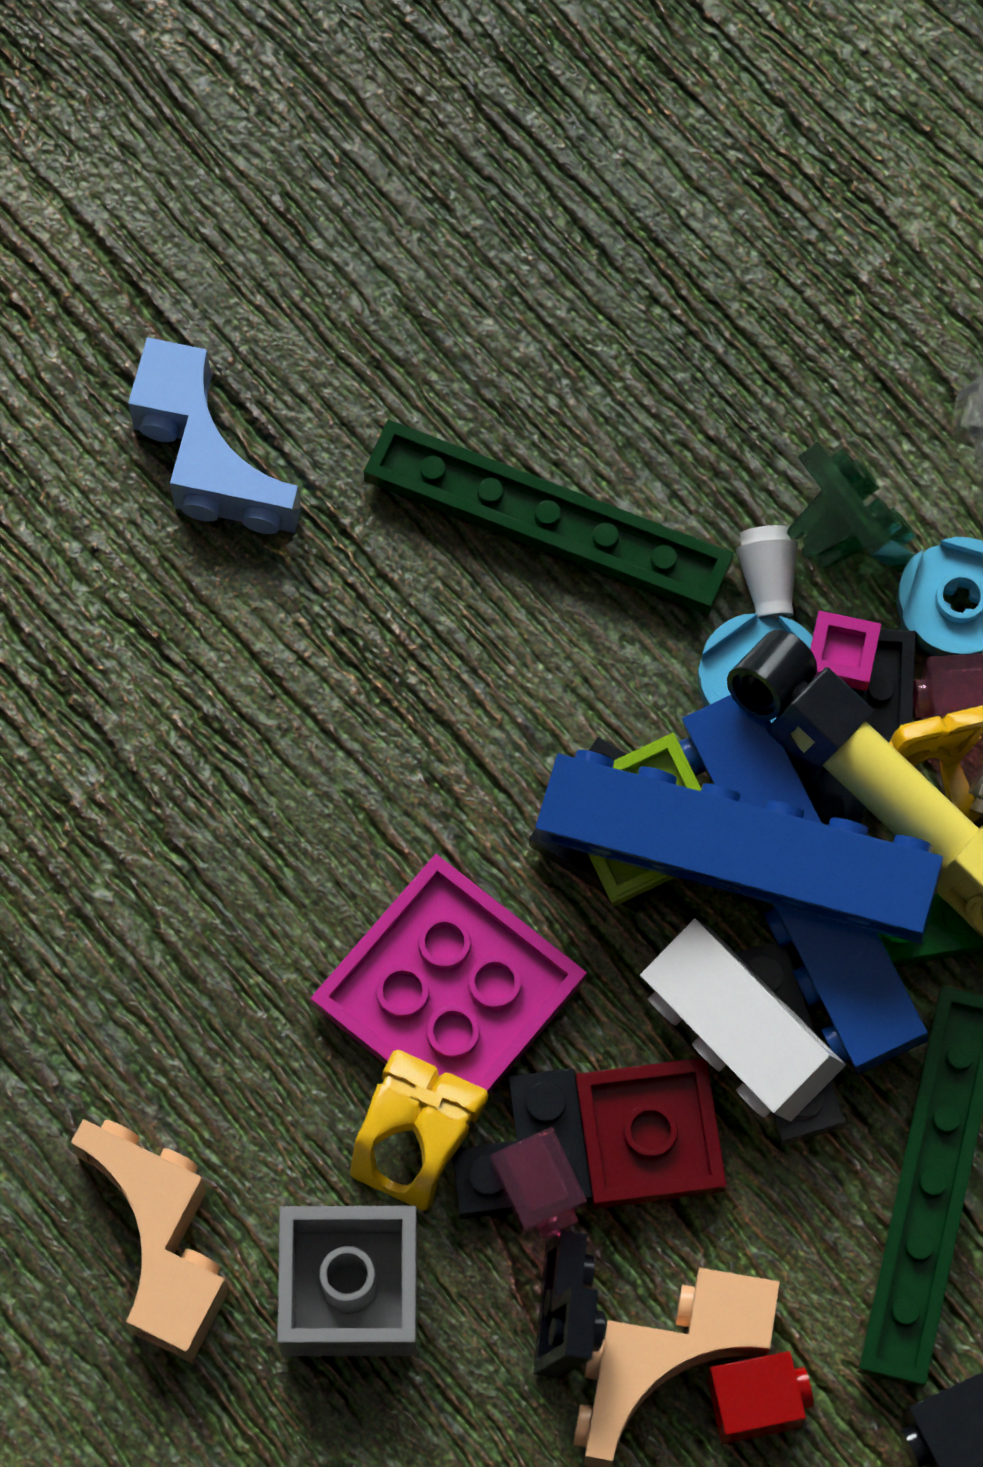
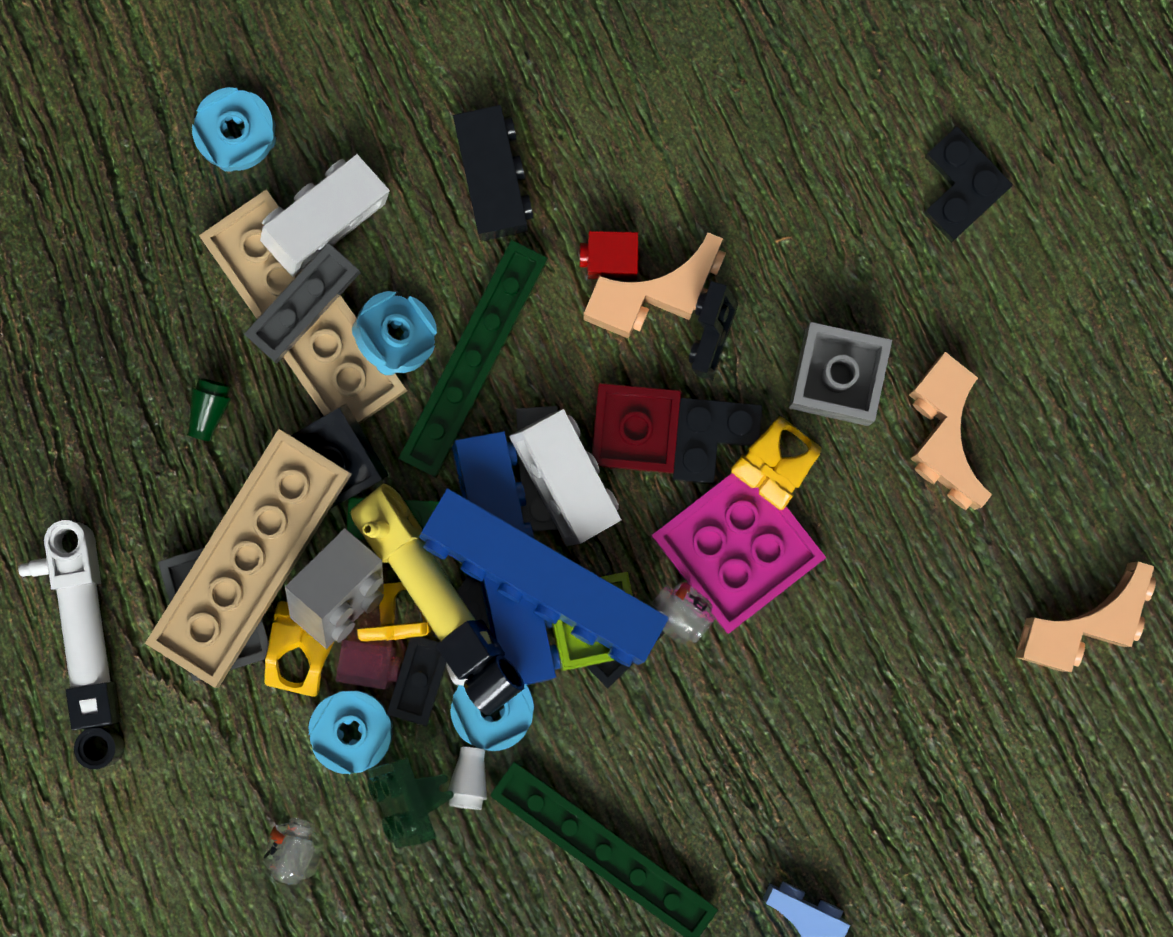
camera: 165 degrees left, 15 degrees up
(512, 867) = (687, 612): none -> clear head
(539, 1183) = (714, 403): clear pink brick -> none
(845, 647) = (438, 706): dark pink plate -> none

